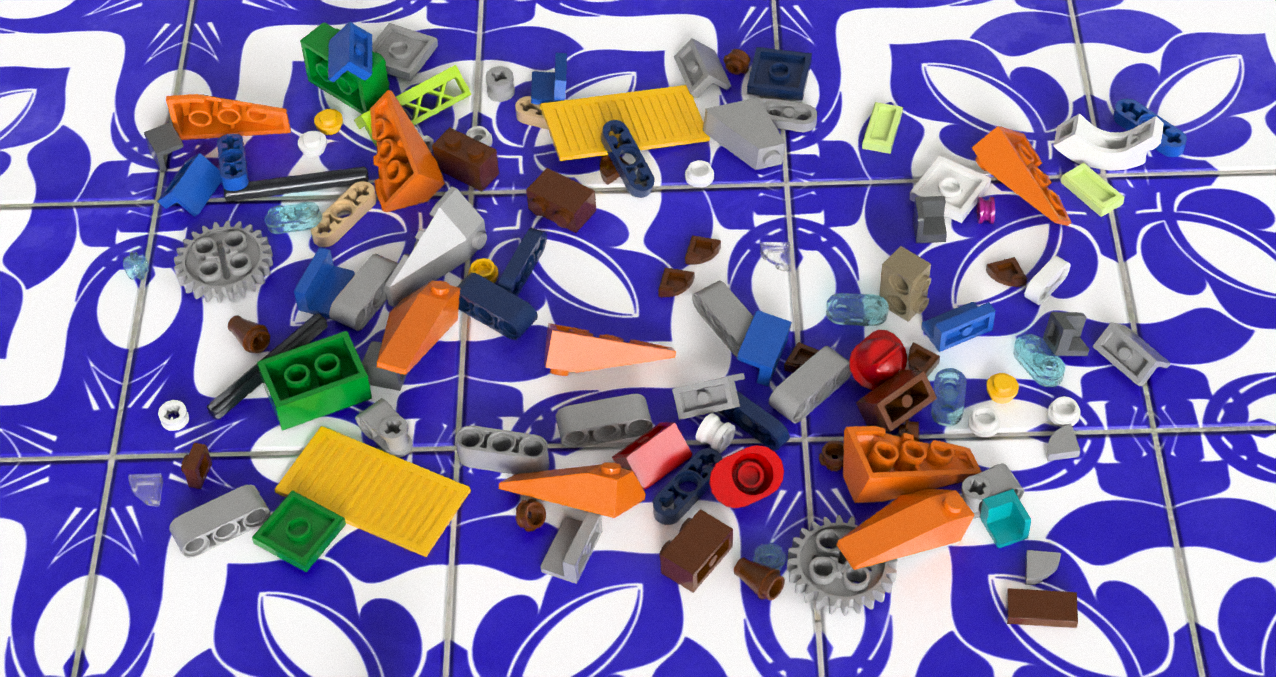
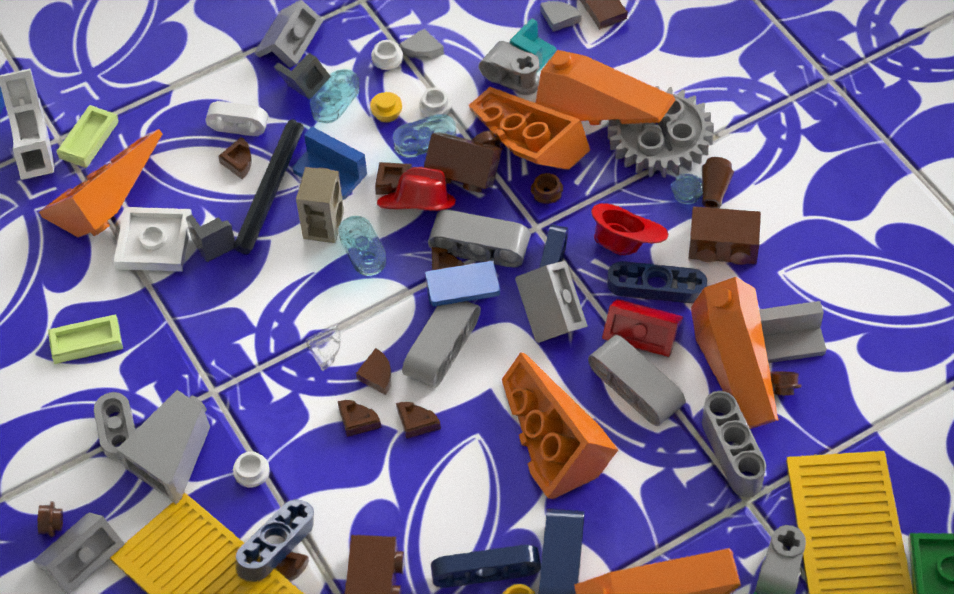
camera: 120 degrees left, 5 degrees up
(715, 433) = (588, 282): white wheel -> none
(732, 274) = (376, 372): none -> reddish brown tile
(779, 73) = (49, 466): dark blue plate -> none
(963, 279) = (268, 187): none -> black axle
(985, 210) = (169, 196): magenta bush -> none

